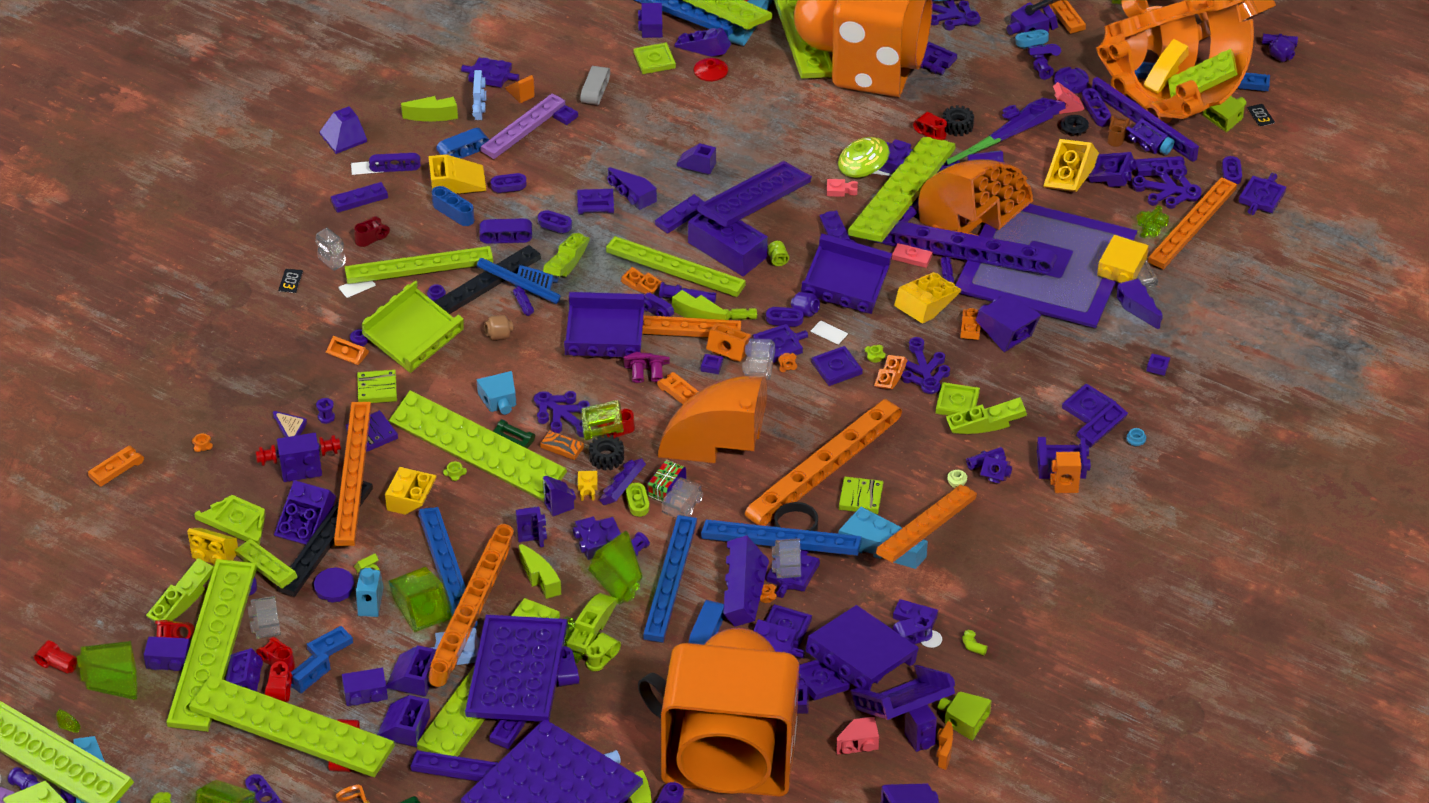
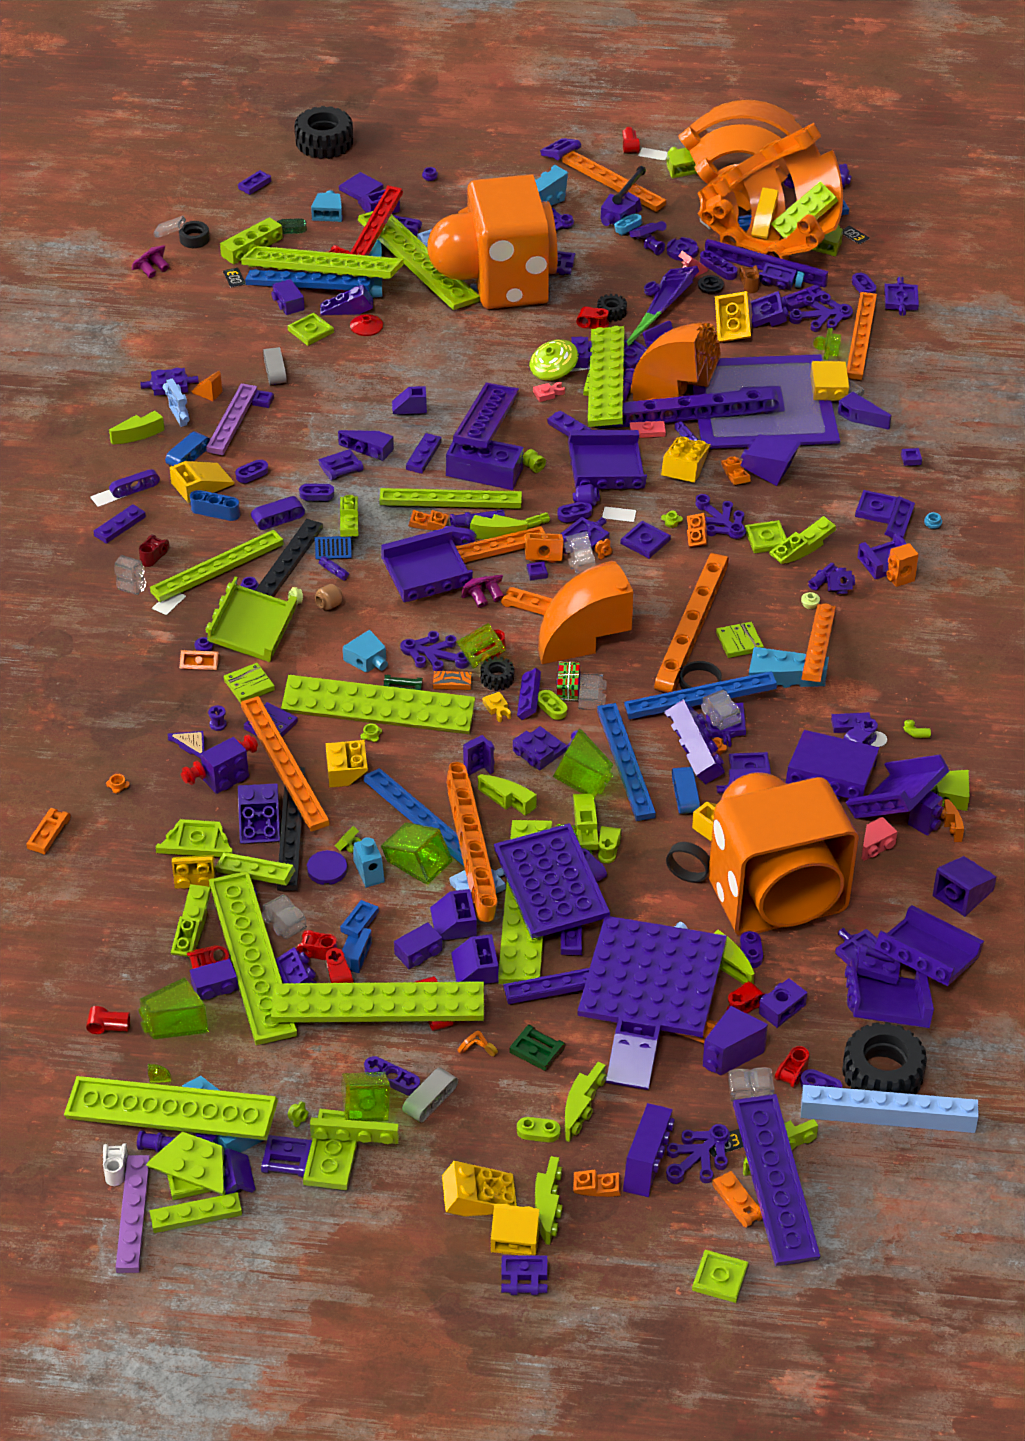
camera: 25 degrees left, 0 degrees up
(290, 280) = (102, 615): black sticker -> none
(343, 130) = (66, 469): dark purple slope -> none
(469, 317) = (296, 593): none -> yellowish green plate
(518, 280) = (320, 551): blue axle -> none
(557, 496) = (481, 723): dark purple slope -> none

